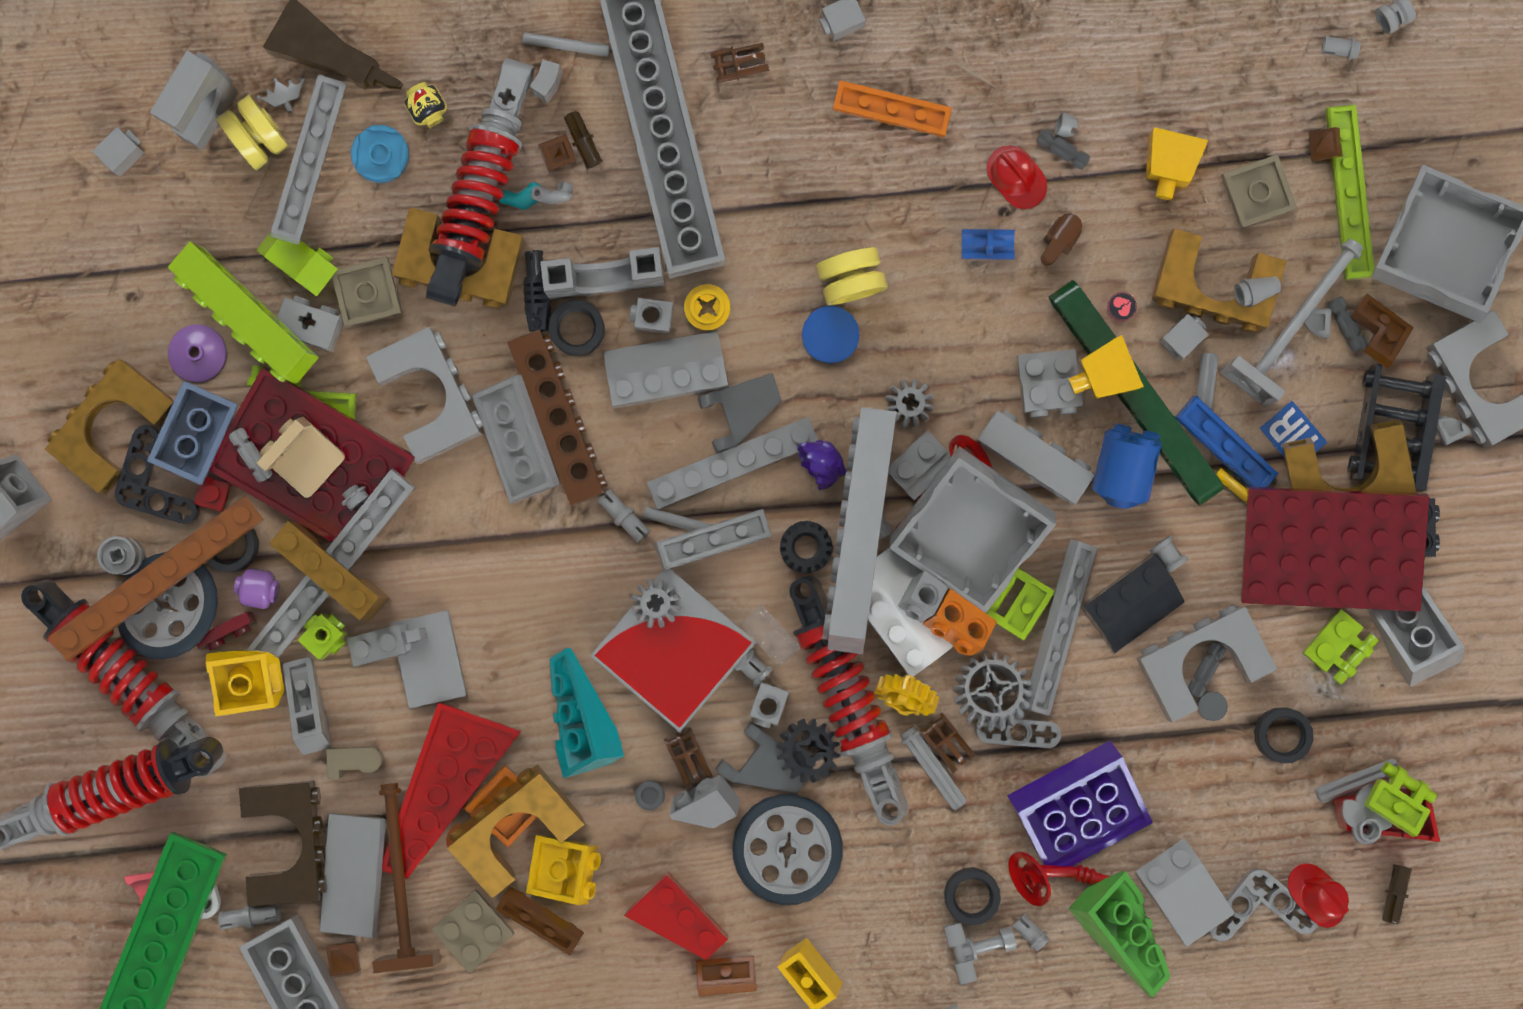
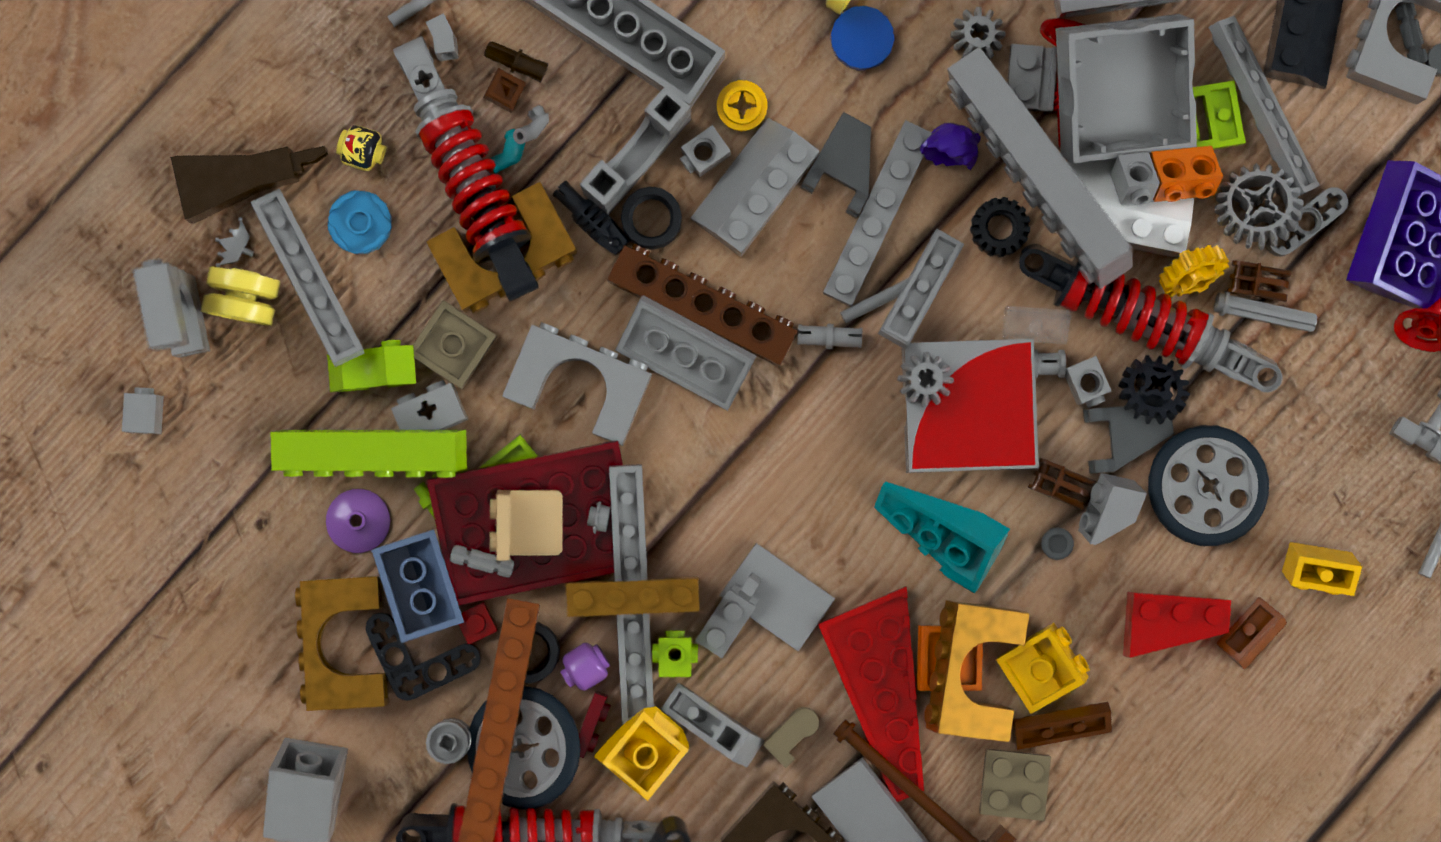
camera: 45 degrees left, 0 degrees up
(994, 894) = (1415, 380): black tyre -> none

